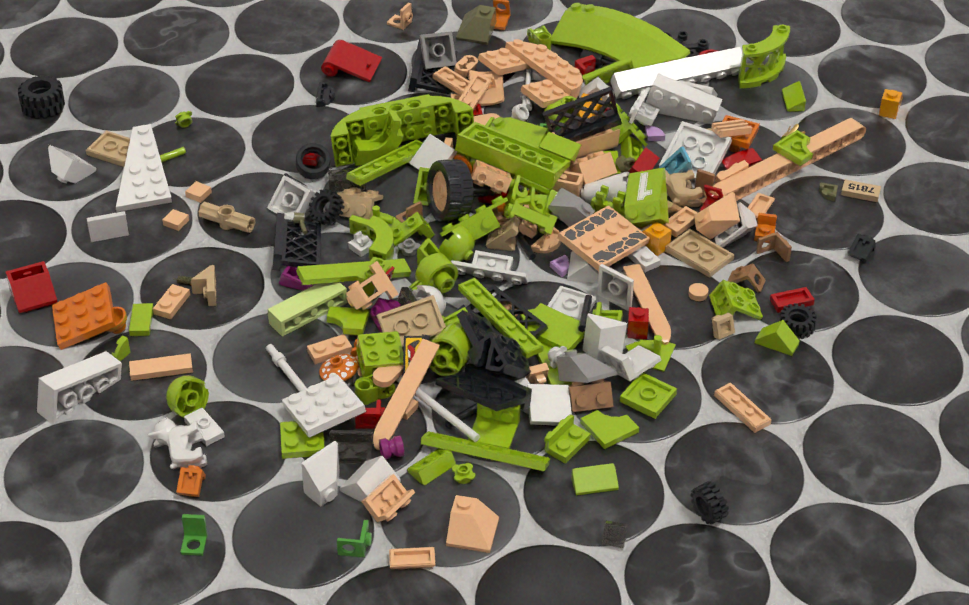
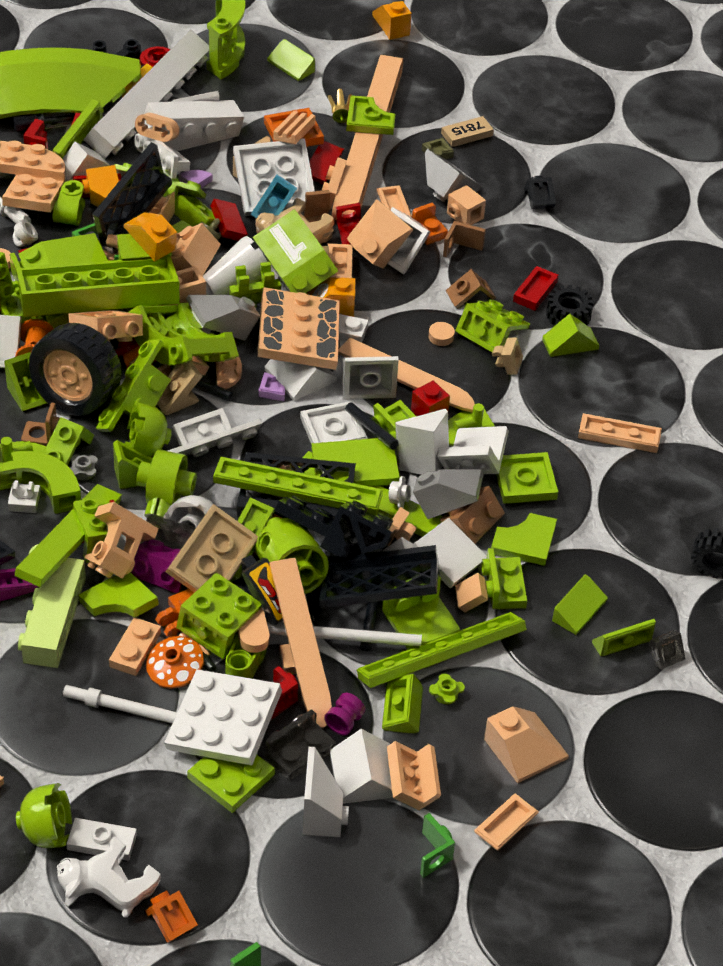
camera: 45 degrees left, 5 degrees up
(537, 433) = (471, 592): none -> light nougat tile
(565, 142) = (153, 234): none -> light orange slope
(598, 512) = (624, 638): none -> lime slope
(648, 89) = (157, 122): none -> light nougat beam
(699, 253) = (393, 289): tan tile -> none
(801, 230) = (466, 206): none -> light nougat brick
(809, 208) = (445, 177): none -> light grey slope

